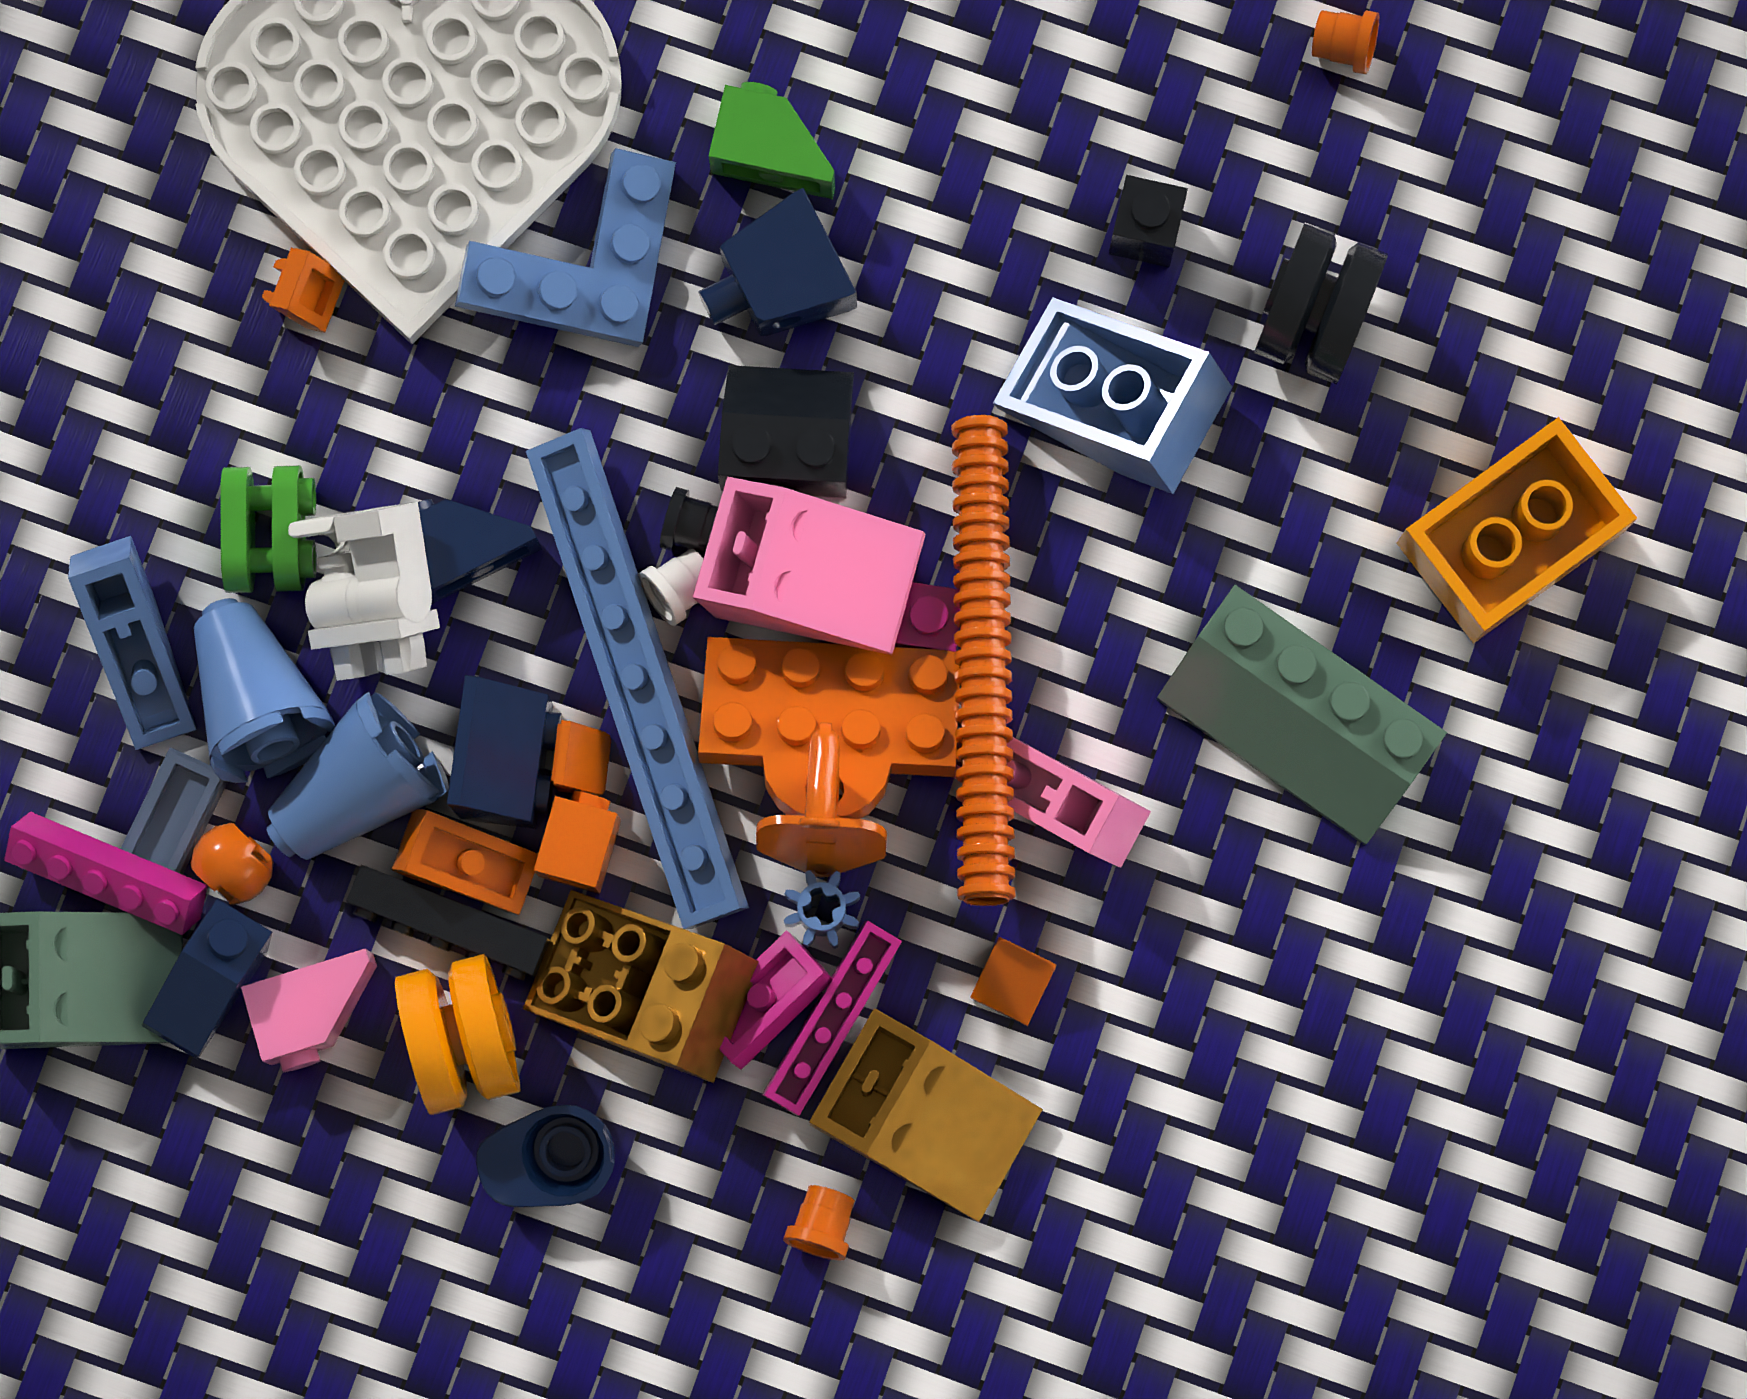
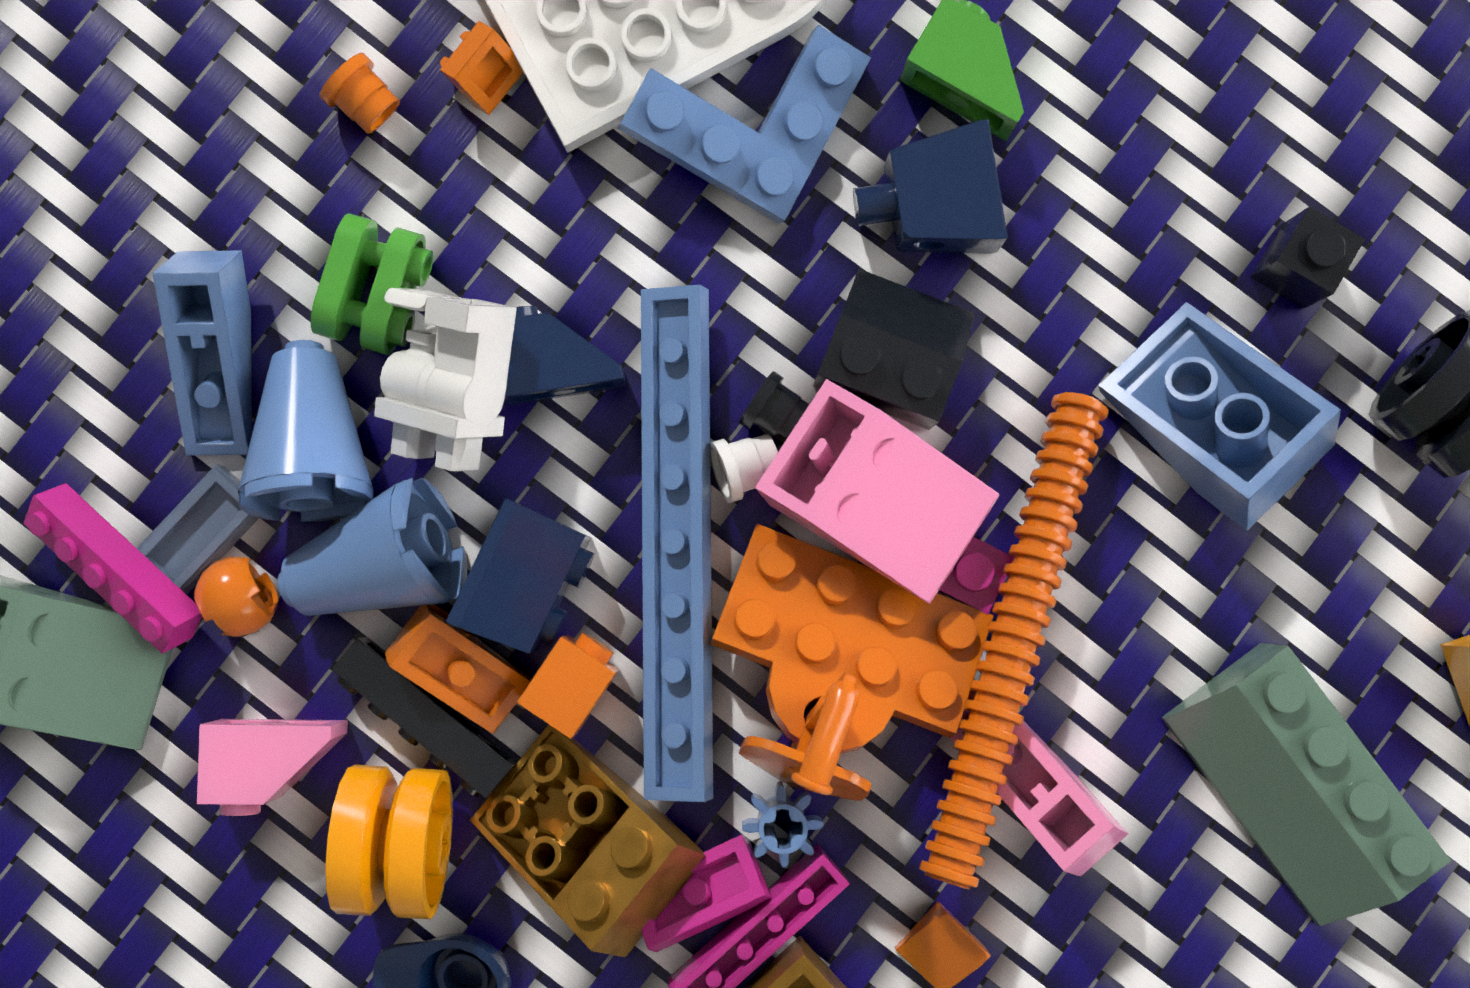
camera: 15 degrees right, 5 degrees up
(196, 352) = (360, 93): none -> orange piece
(208, 978) = (172, 704): dark blue slope -> none
(580, 759) = (598, 602): orange slope -> none

